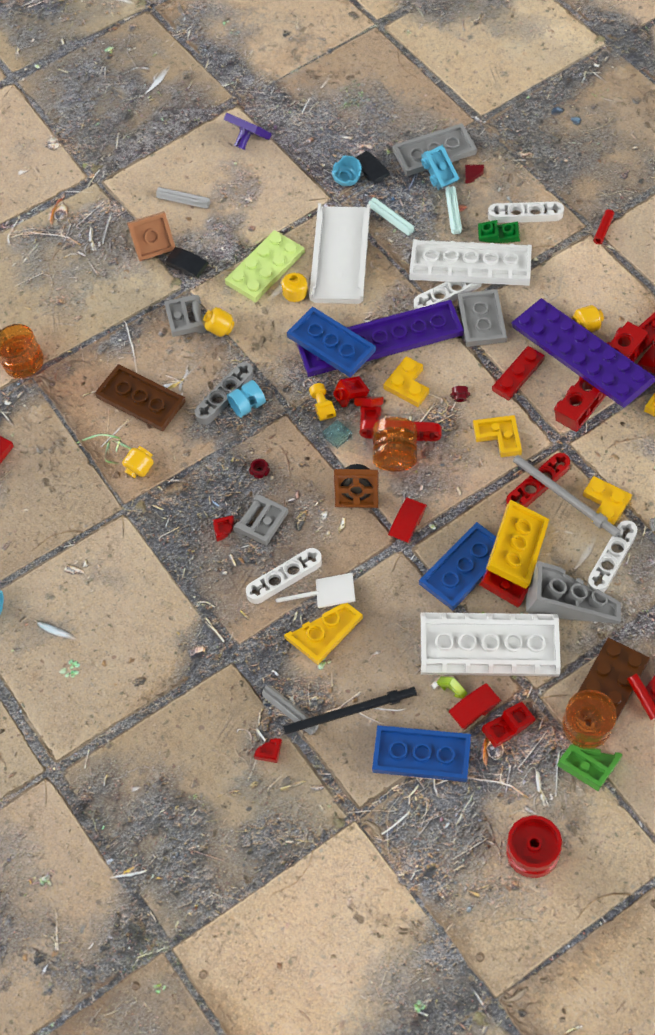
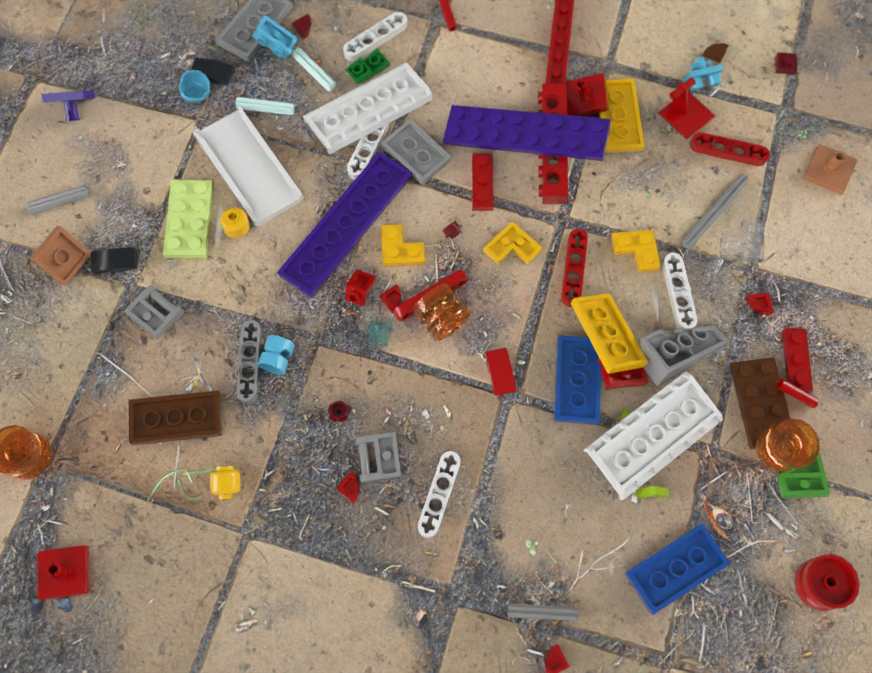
camera: 45 degrees left, 10 degrees up
(218, 322) = (192, 299): yellow head -> none
(322, 635) = (516, 521): yellow wing -> none
(324, 408) = (350, 318): yellow leg -> none
(330, 591) = (491, 479): white piece -> none
(331, 341) = (311, 253): blue plate -> none
(356, 487) = (439, 371): dark orange piece -> none
(368, 401) = (382, 287): red tile -> none
(392, 697) = (614, 538): black bar -> none
(474, 705) = (683, 495): red slope -> none
(508, 724) = (718, 491): red slope -> none
(589, 318) = (503, 98): yellow head -> none
(598, 519) = (649, 268): light grey bar -> none

